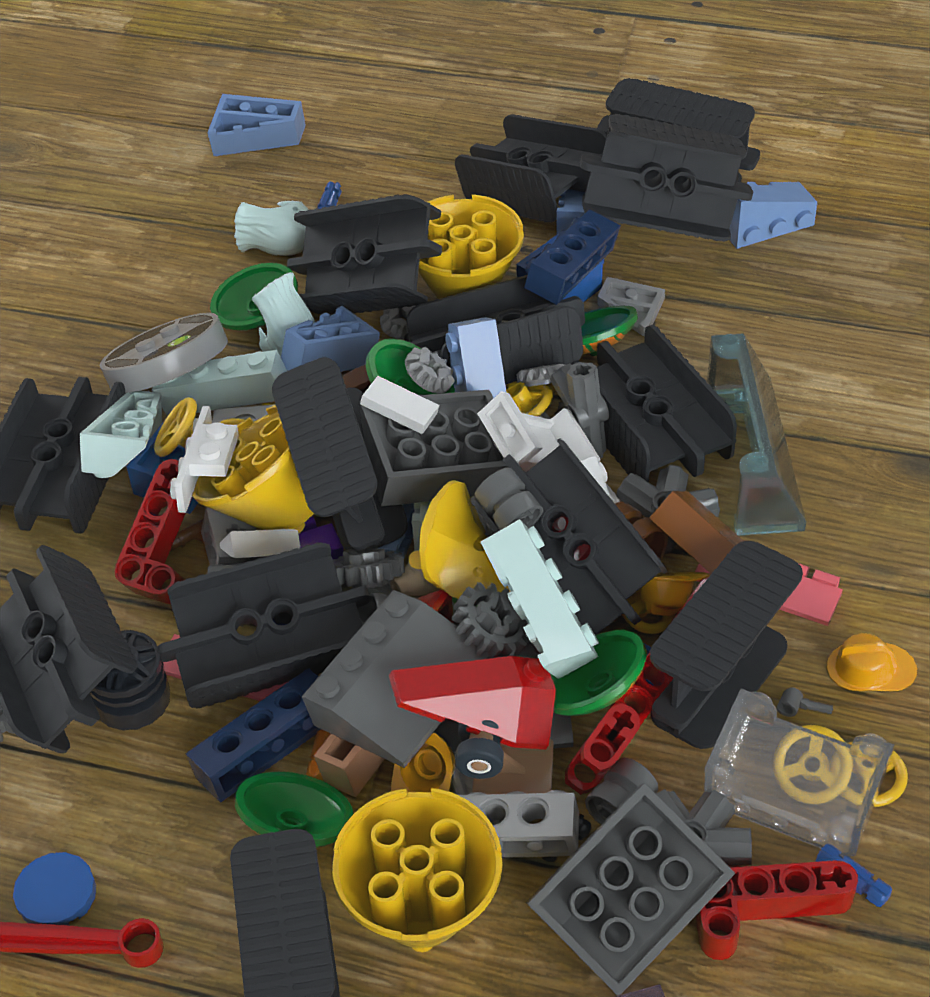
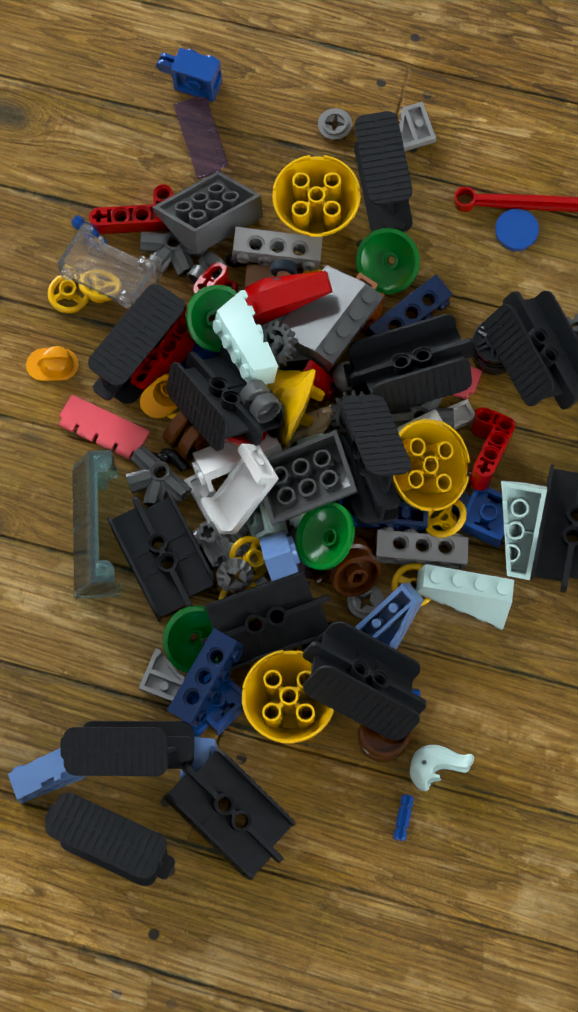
camera: 175 degrees left, 25 degrees up
(165, 352) = (509, 612): light grey piece -> none
(176, 427) = (481, 514): yellow piece -> none
(206, 455) = (456, 470): white bracket -> none
(233, 298) = (462, 676): green dish -> none
(255, 124) = (472, 915): medium blue wedge -> none
(281, 310) = (422, 642): light aqua piece -> none
(399, 404) = (330, 487): white tile -> none
(429, 370) = (319, 544): light grey gear -> none
(695, 529) = (142, 428): dark orange brick -> none
(793, 699) = (104, 332): dark grey hand -> none

